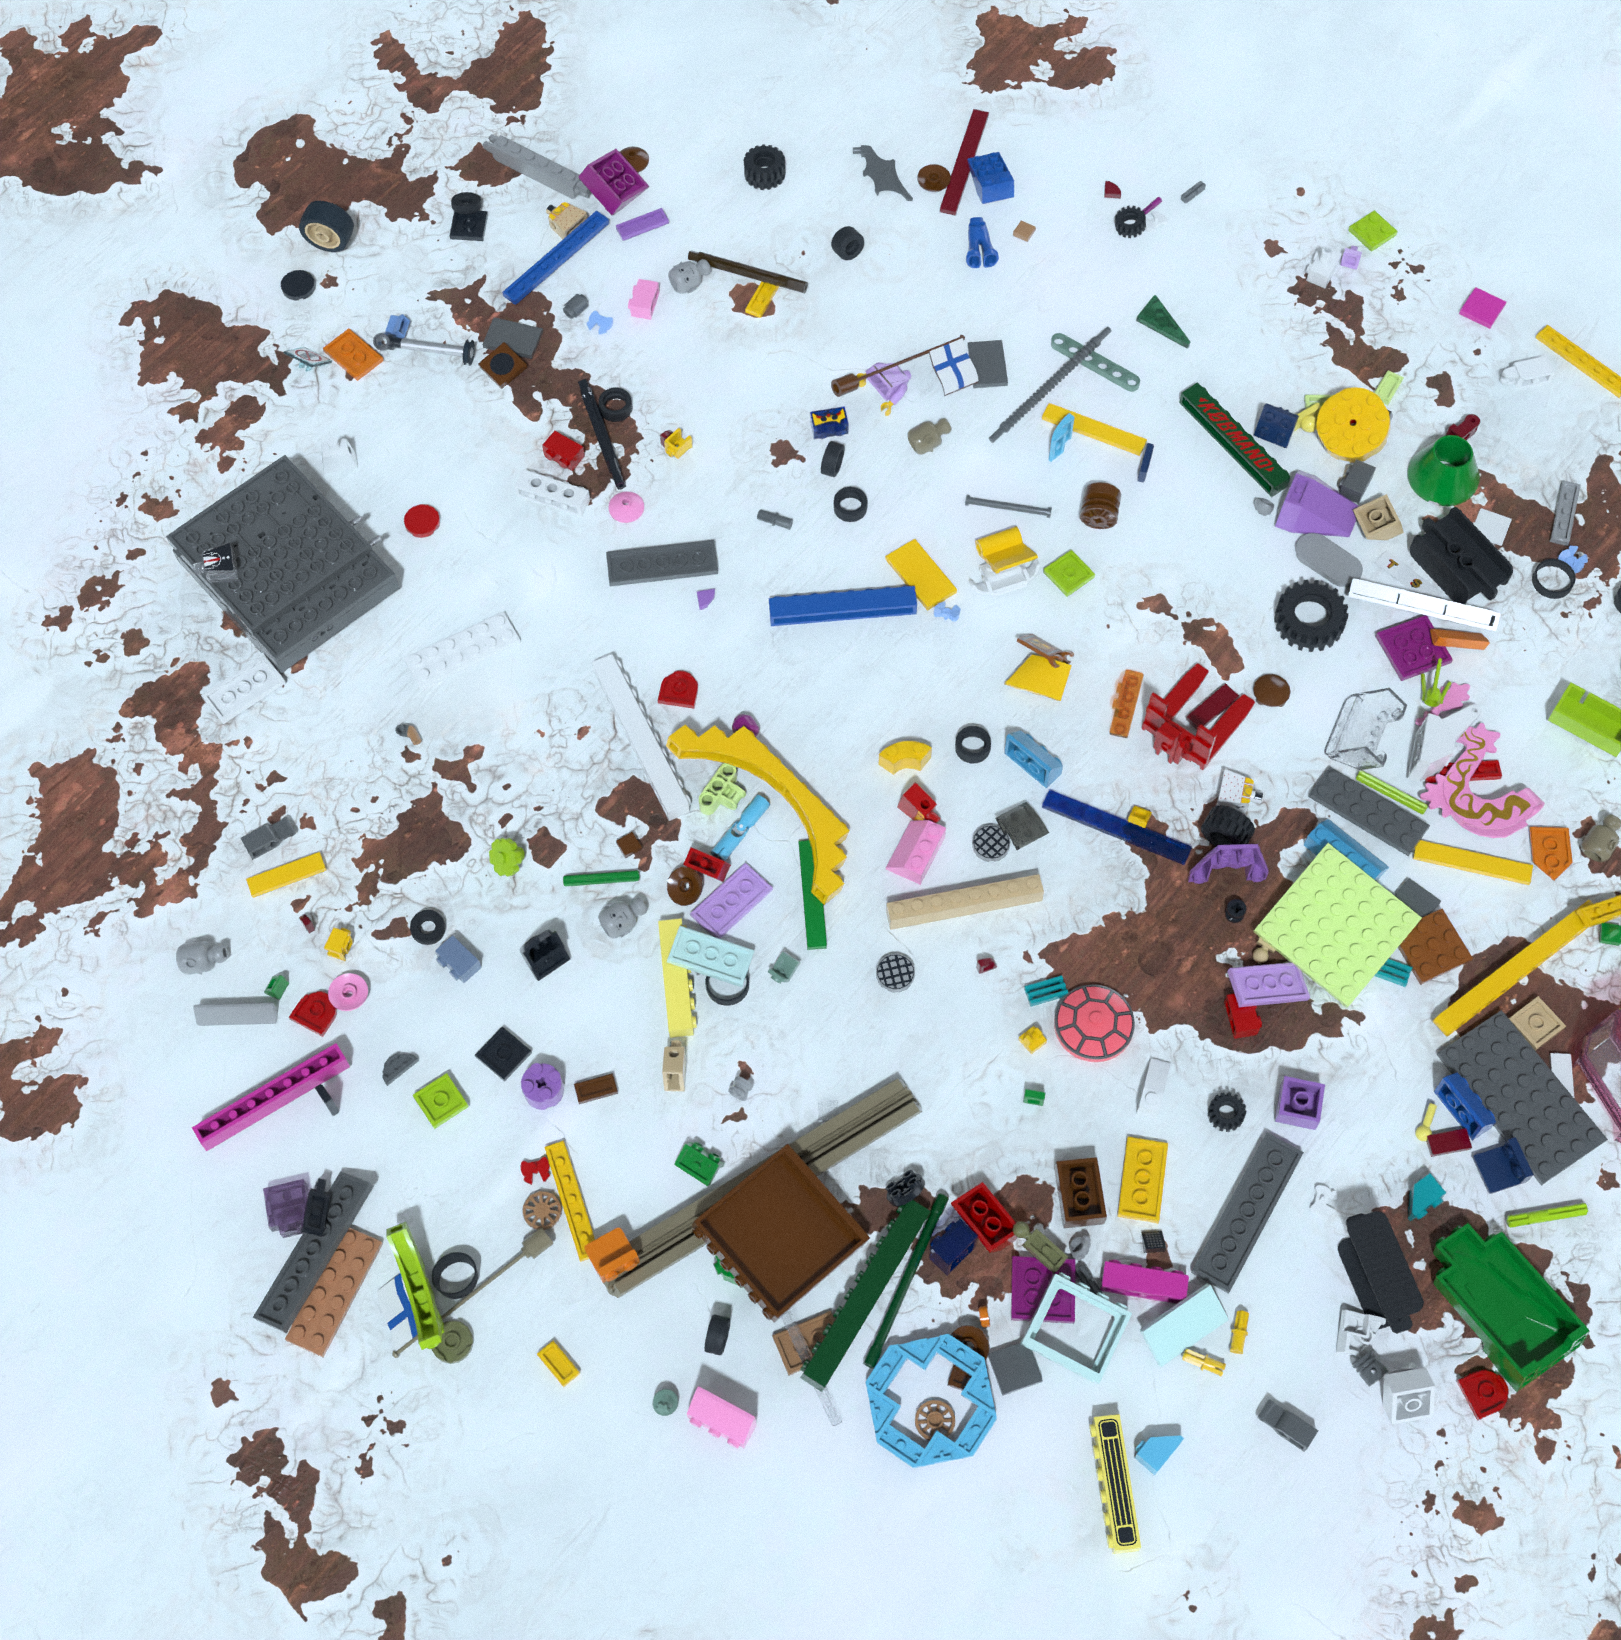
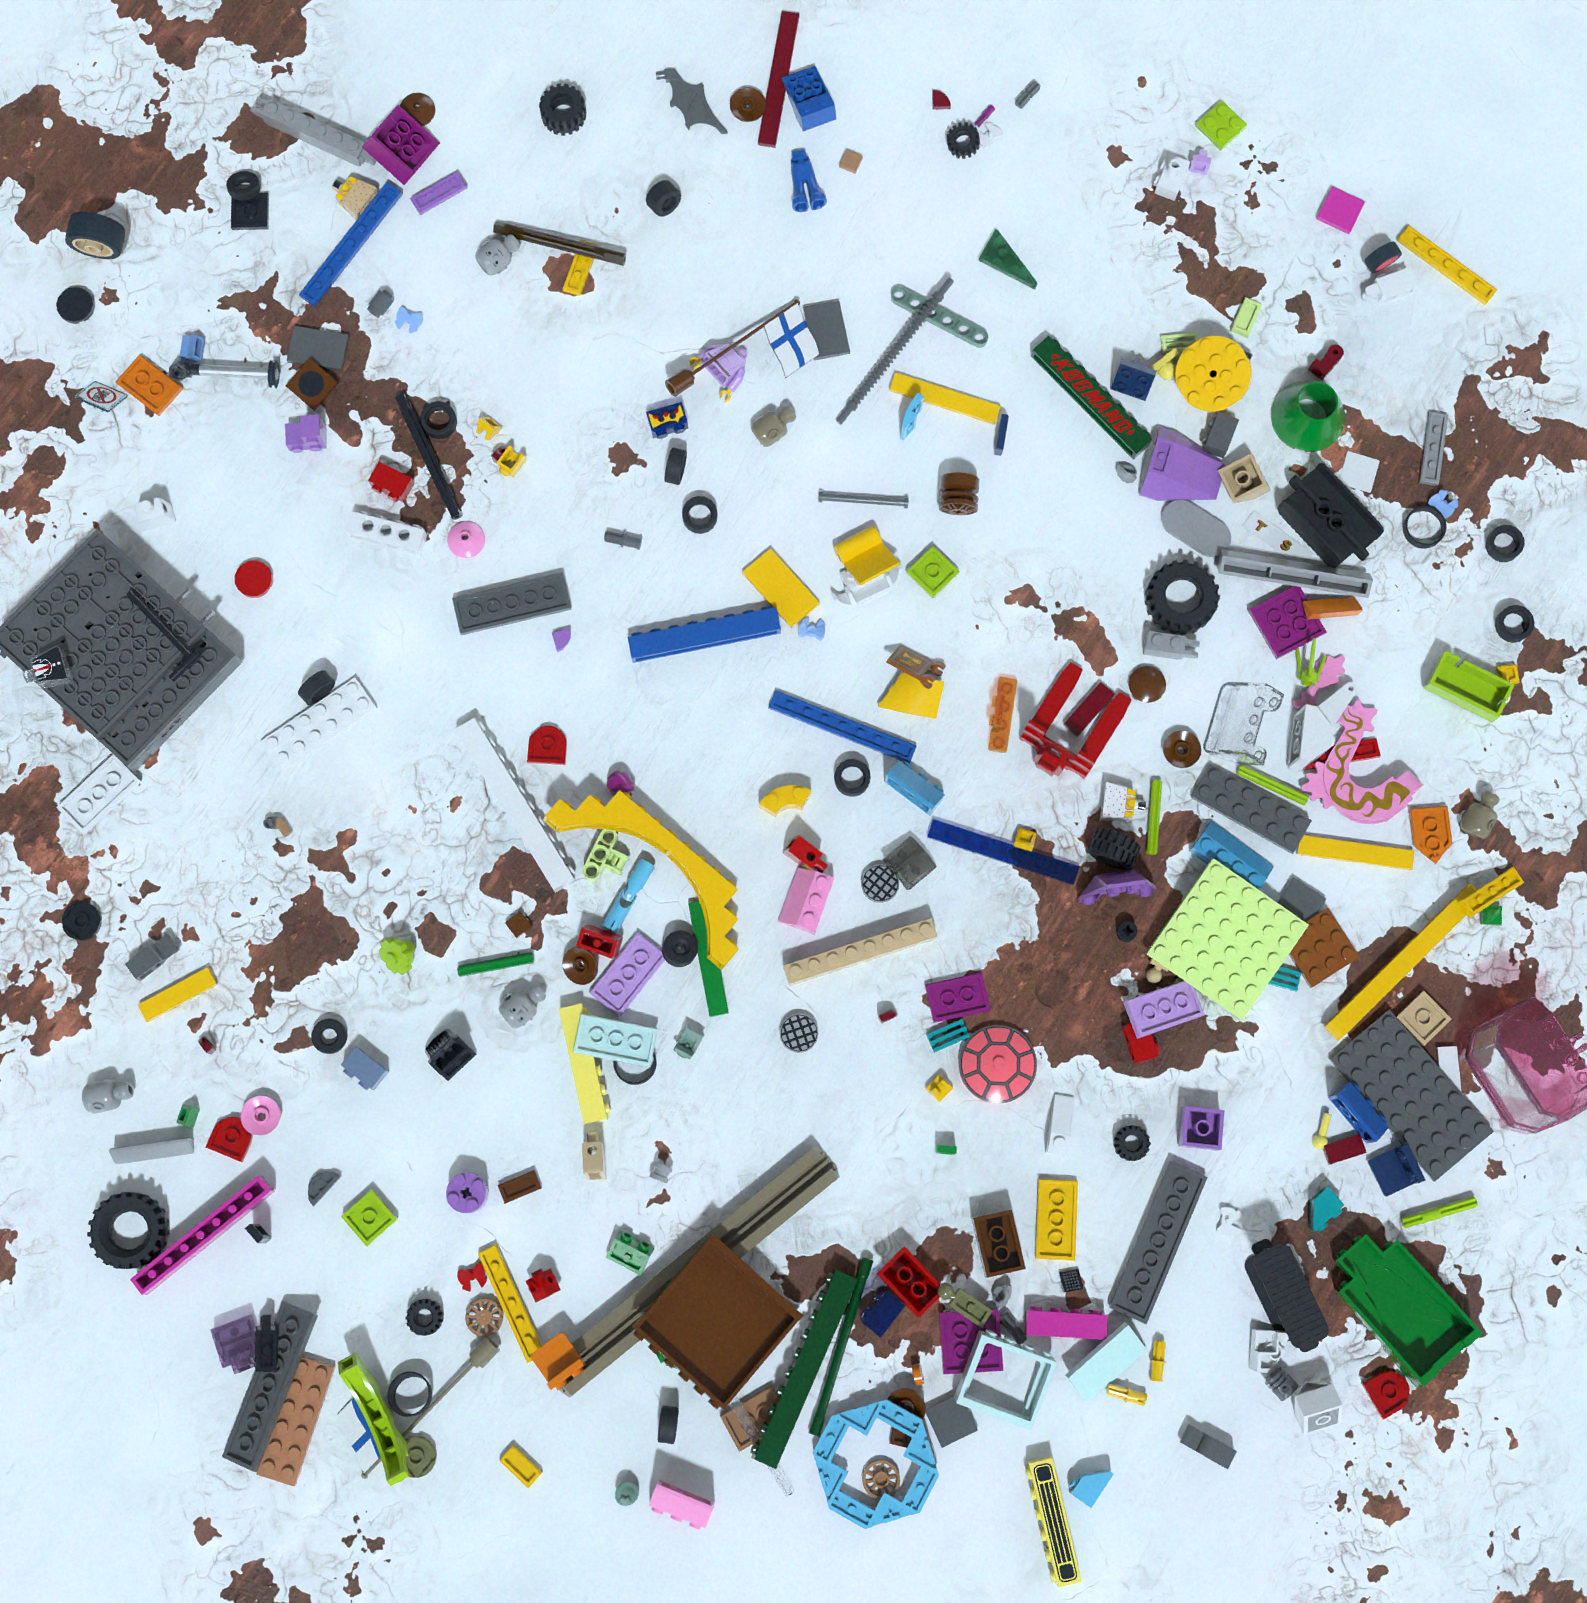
camera: 10 degrees left, 15 degrees up
(181, 1068) = (103, 1222): none -> black tyre
(206, 800) = (81, 921): none -> black tile
(339, 943) = (243, 1064): yellow window -> none
(351, 567) = (189, 657): none -> black bar
(465, 614) = (316, 687): none -> black tyre
(487, 1213) = (415, 1308): none -> black tyre
(491, 404) = (306, 435): none -> medium lavender brick
(503, 1054) = (423, 1161): black tile -> none
(606, 1182) = (542, 1284): none -> red brick
(644, 299) = (453, 287): bright pink brick -> none
(662, 414) = (489, 425): none -> yellow tile
(782, 890) = (677, 959): none -> black tyre
(905, 1188) = (831, 1259): black tile -> none
(967, 699) = (842, 727): none -> blue tile
(1059, 956) = (957, 997): none -> magenta tile
(1270, 810) = (1154, 817): none -> lime axle
(1296, 657) = (1169, 646): none -> light grey hinge
(1305, 743) = (1184, 740): none -> reddish brown dish
(1521, 346) = (1383, 257): none -> black wheel

